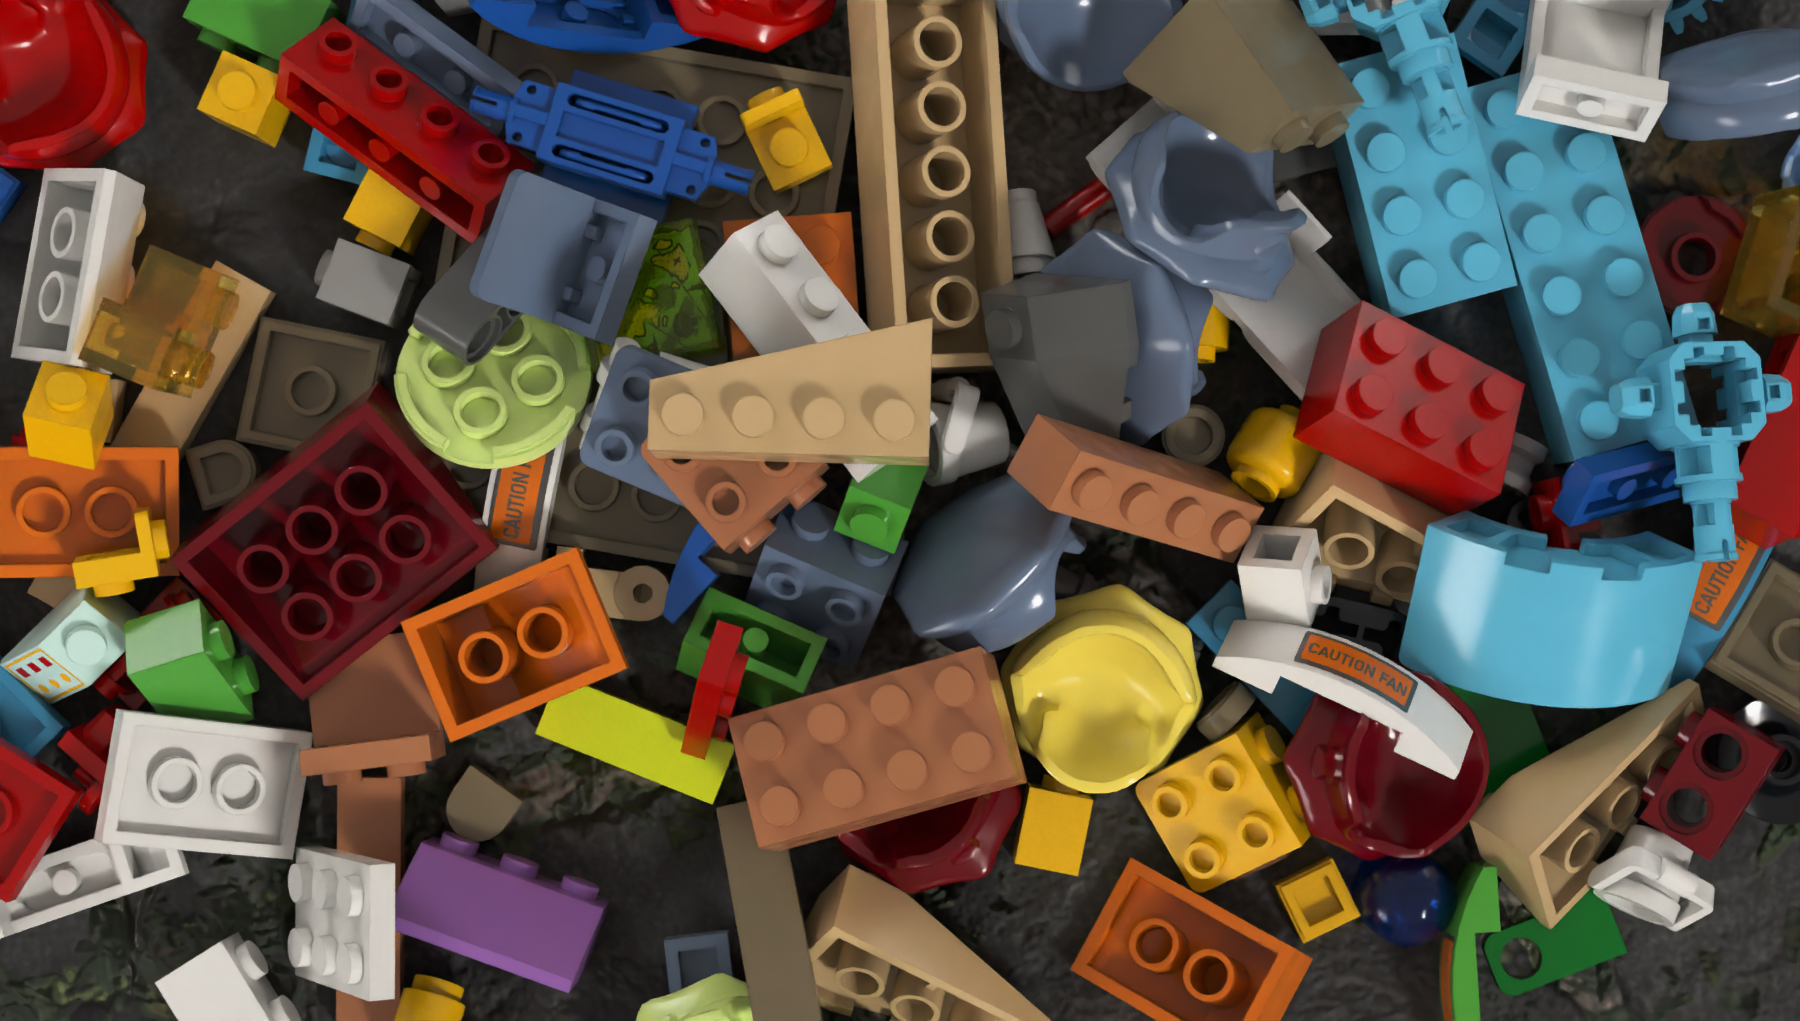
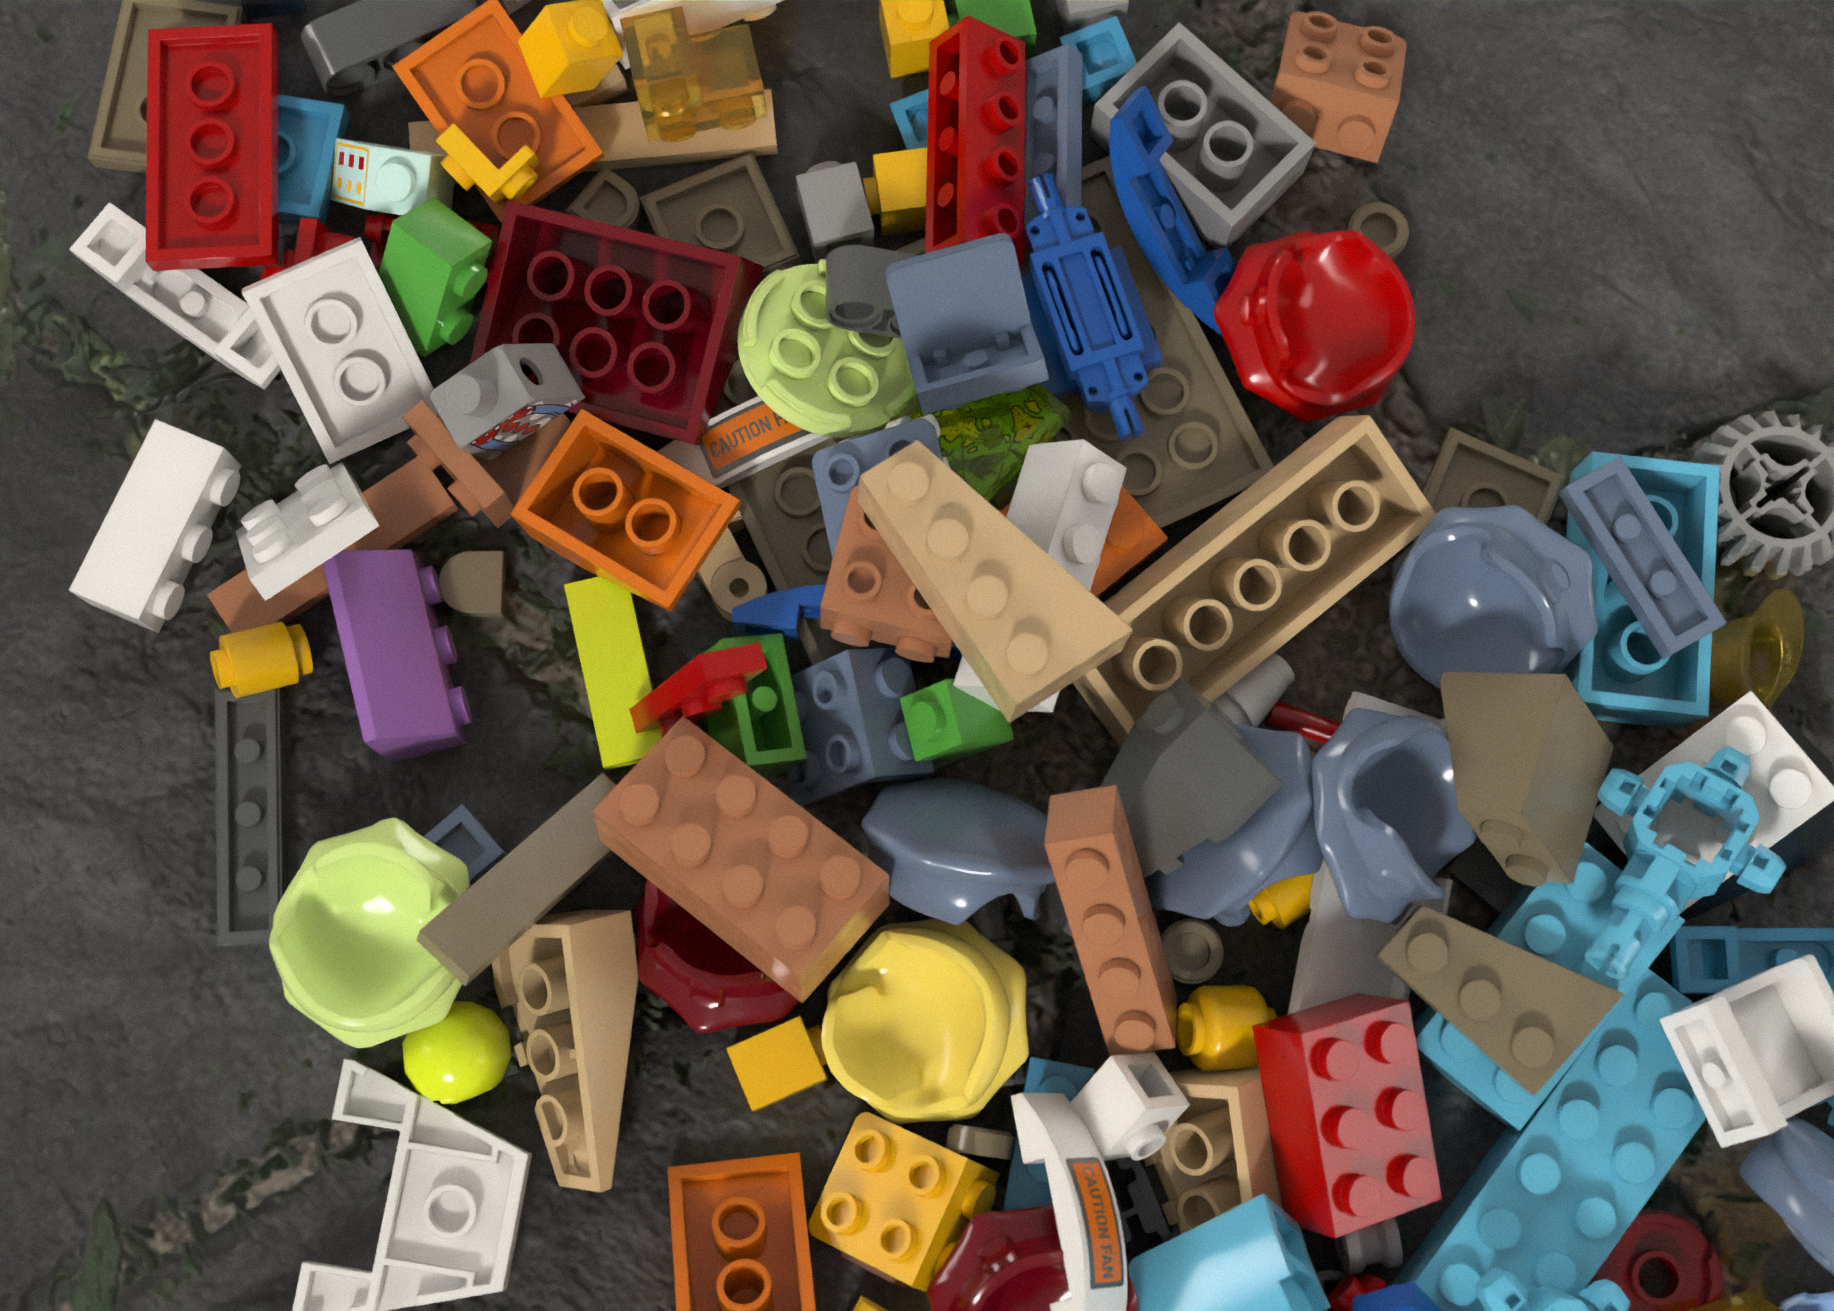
camera: 50 degrees right, 10 degrees down
(346, 691) = (497, 405): none -> light grey torso
(784, 138) = (1187, 445): yellow bracket -> none
(968, 432) = (1051, 750): white piece -> none
(1408, 227) = (1498, 996): none -> dark tan wing

